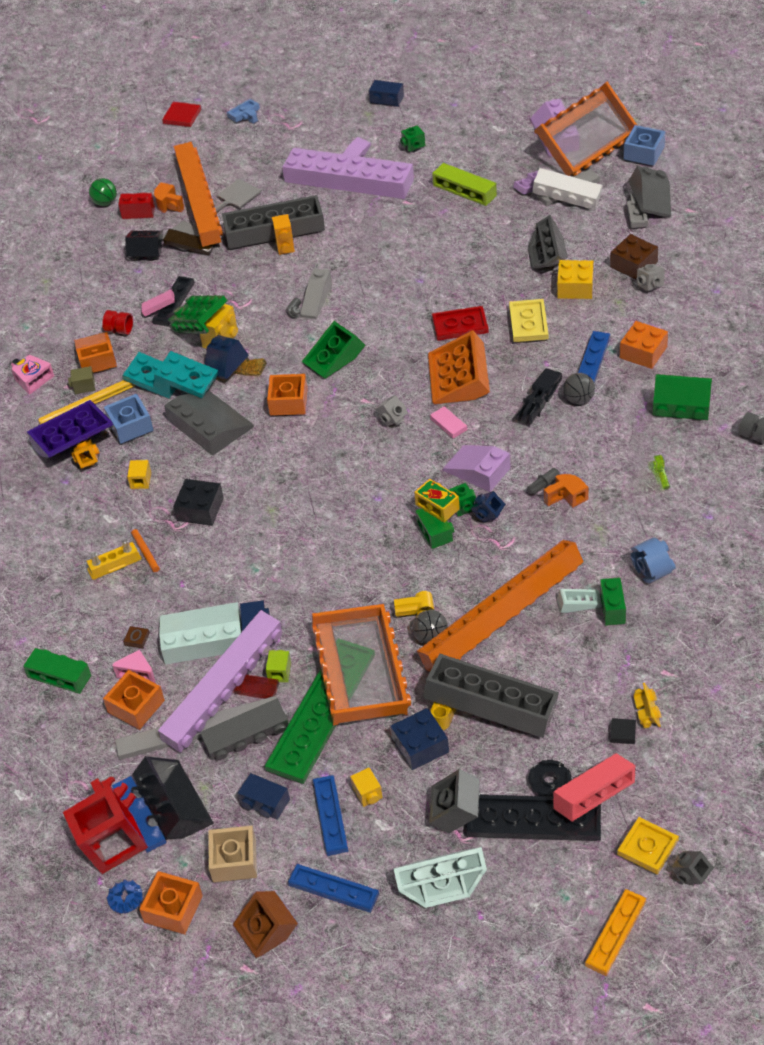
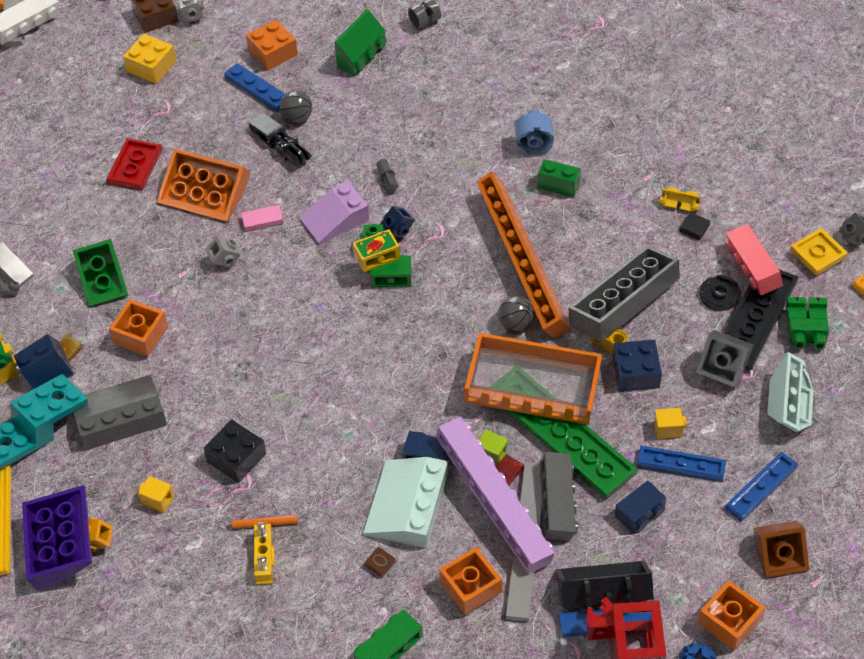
camera: 70 degrees left, 5 degrees up
(129, 418) = (68, 472): medium blue brick -> none
(135, 662) = (426, 569): bright pink slope -> none
(232, 854) = (698, 548): tan brick -> none
(414, 605) = (479, 315): yellow piece -> none
(528, 320) = (174, 112): light yellow plate -> none
(546, 863) = (807, 323): none -> green hips
(547, 244) = (89, 61): dark grey wedge -> none
(567, 602) = (538, 205): light aqua slope -> none
(568, 488) = (411, 159): orange brick -> none
(659, 465) = (422, 91): clear neon green bar -> none

